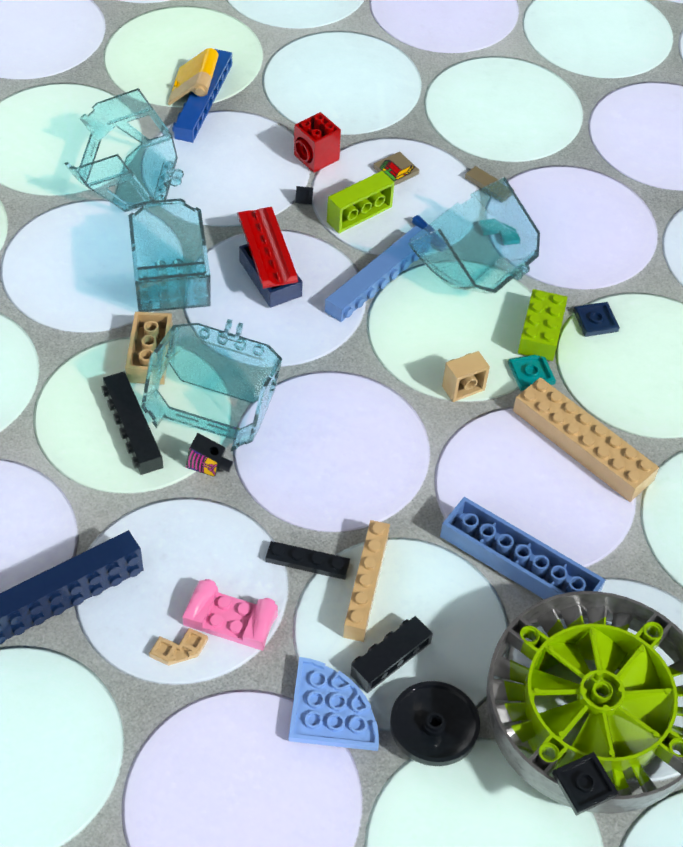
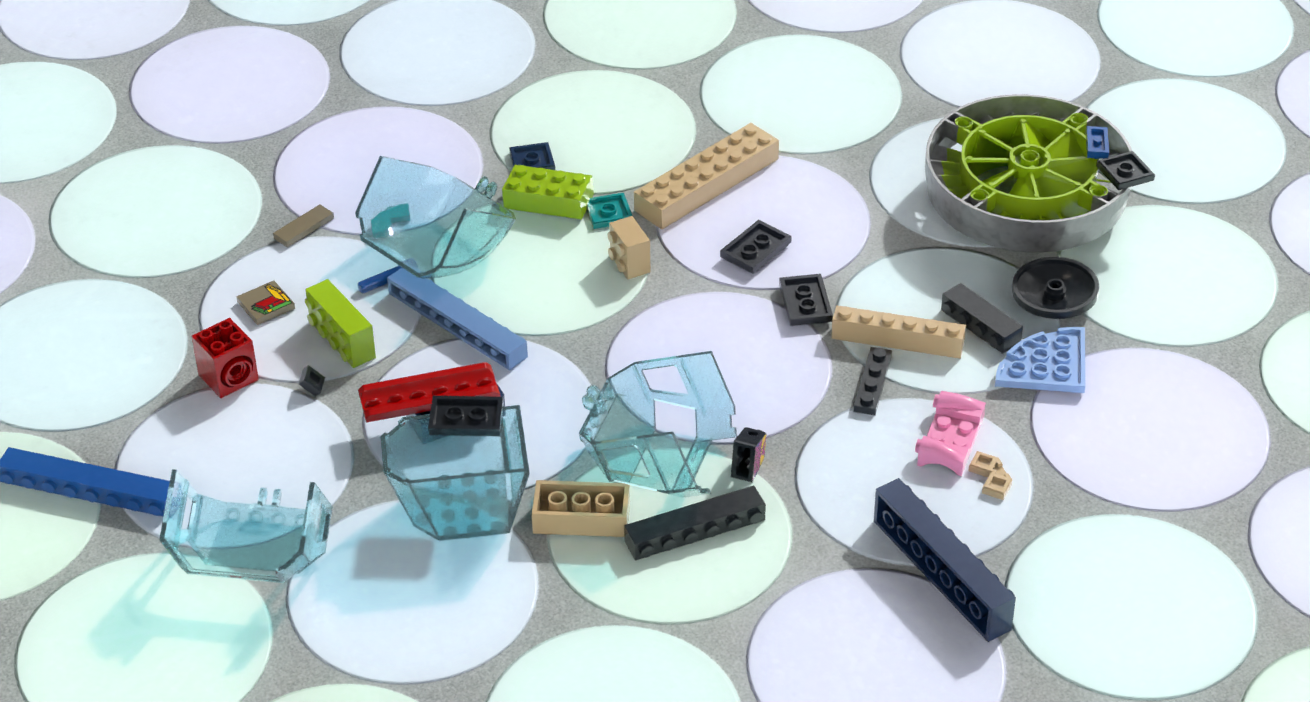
camera: 85 degrees left, 10 degrees down
(191, 239) = (466, 415): none -> black plate
(195, 75) = (57, 486): door -> none
(414, 510) = (805, 299): none -> black plate
(487, 475) = (755, 246): none -> black plate
(515, 552) = (862, 224): medium blue brick -> none
(626, 755) = (1097, 142): none -> blue plate

